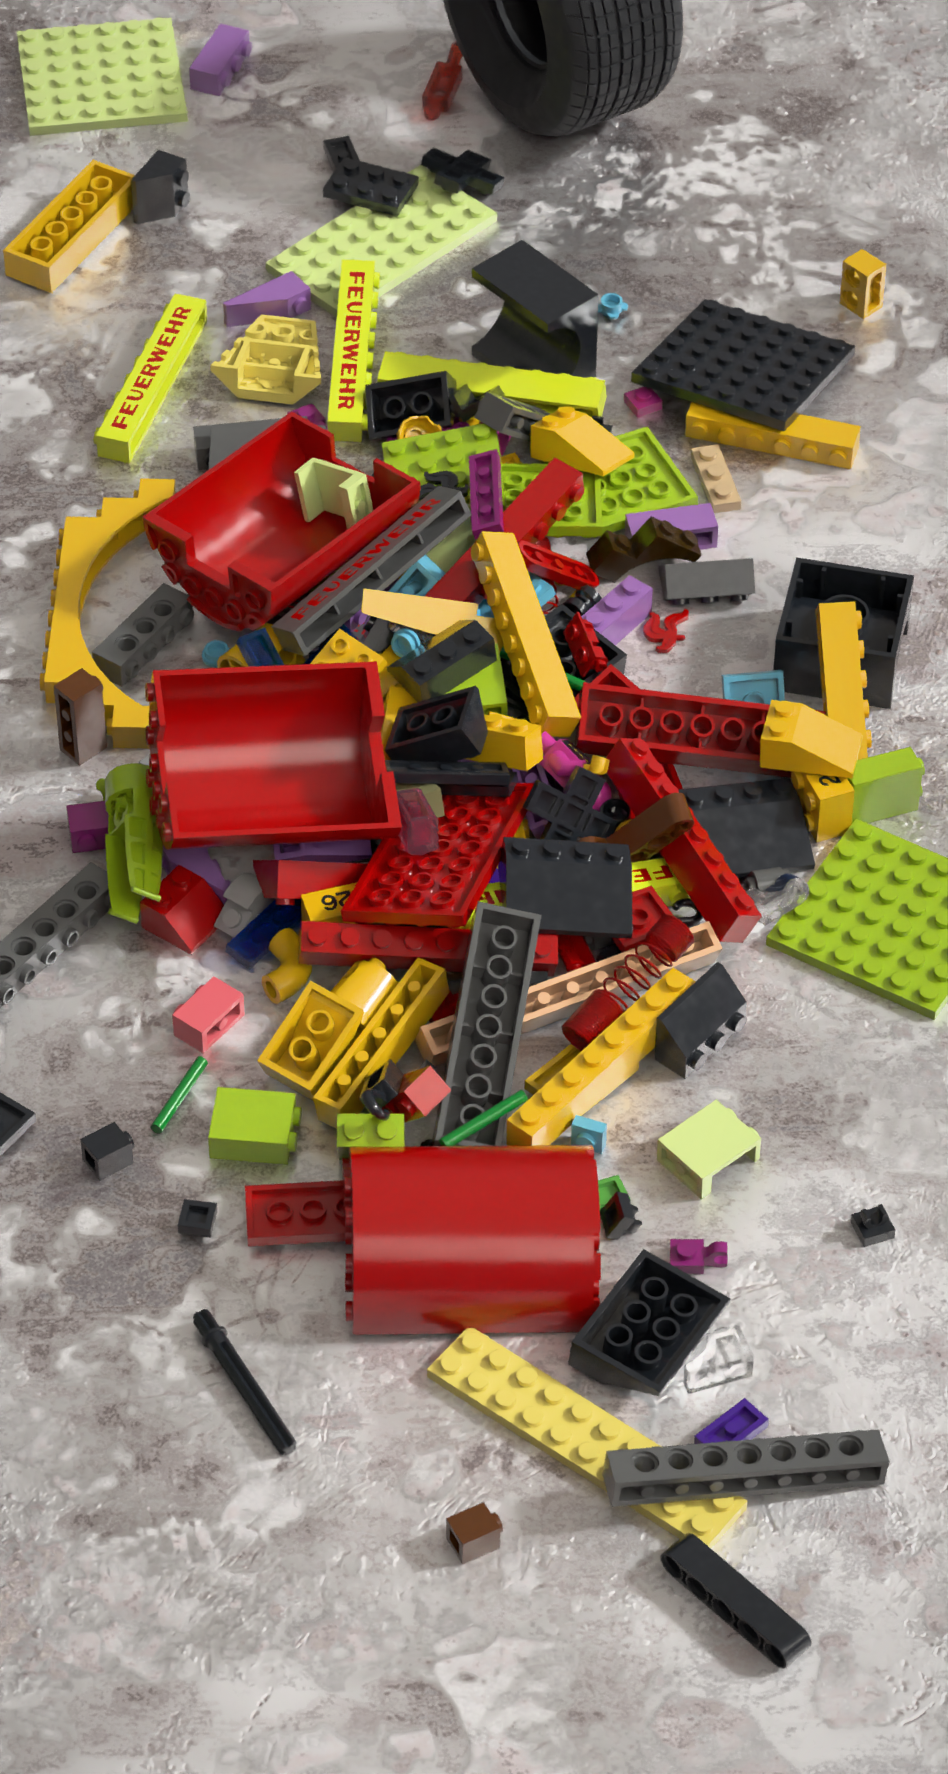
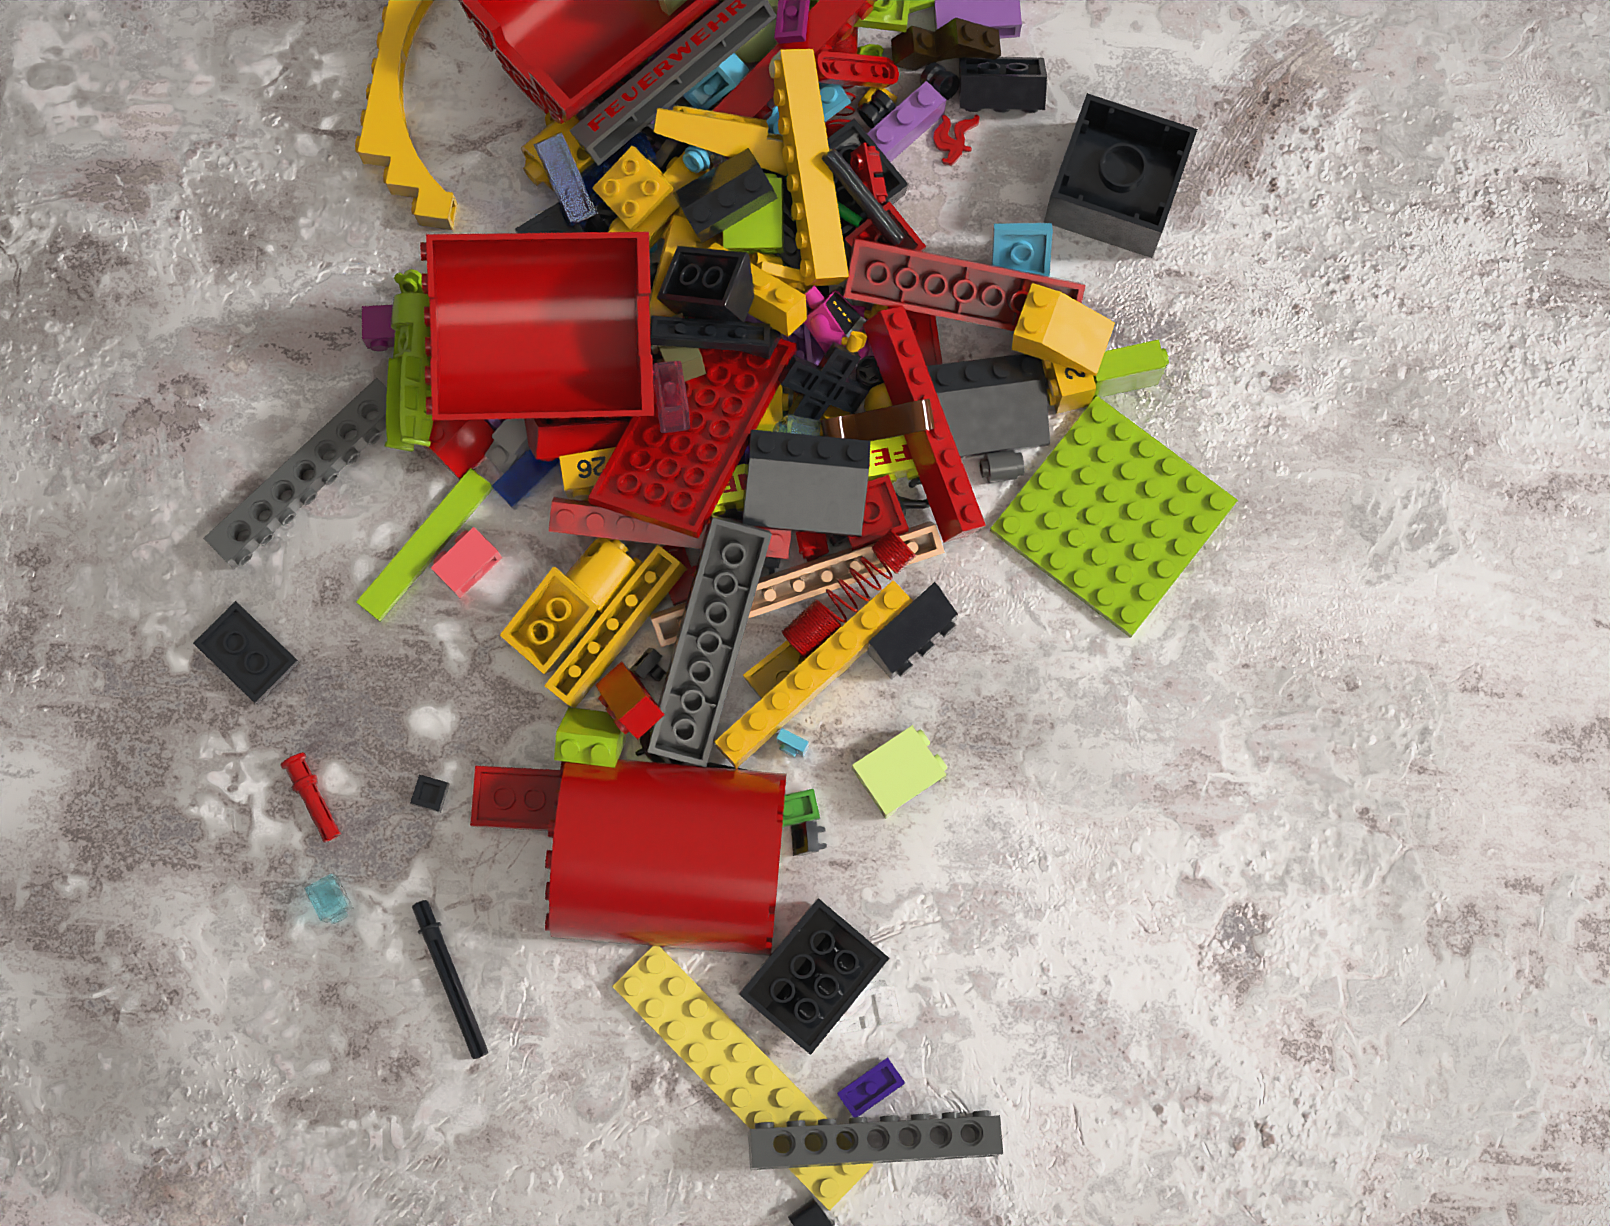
camera: 10 degrees right, 30 degrees up
(58, 1224) = (306, 786): none -> red pin
(80, 716) = (384, 205): reddish brown brick -> none
(98, 1319) = (329, 899): none -> clear light blue brick
(107, 1150) = (358, 709): black brick -> none
(143, 634) = (443, 98): dark grey brick -> none
(158, 1007) = (425, 545): none -> lime tile
(179, 1095) = (431, 647): green bar -> none
(213, 651) = (526, 125): medium azure plate -> none
(253, 1125) = (492, 696): lime brick -> none
(290, 976) = (537, 531): yellow cylinder -> none
(381, 1088) = (601, 700): black piece -> none
(473, 1532) = (629, 1171): reddish brown brick -> none
(484, 1119) = (693, 738): green bar -> none
(579, 648) = (863, 196): none -> black axle
(647, 575) = (941, 80): none -> black wheel
(692, 1256) = (864, 887): magenta plate -> none
(779, 898) = (1007, 489): clear leg -> none
(841, 668) = (1107, 250): yellow brick -> none
(873, 1225) = (1034, 871): black tile -> none

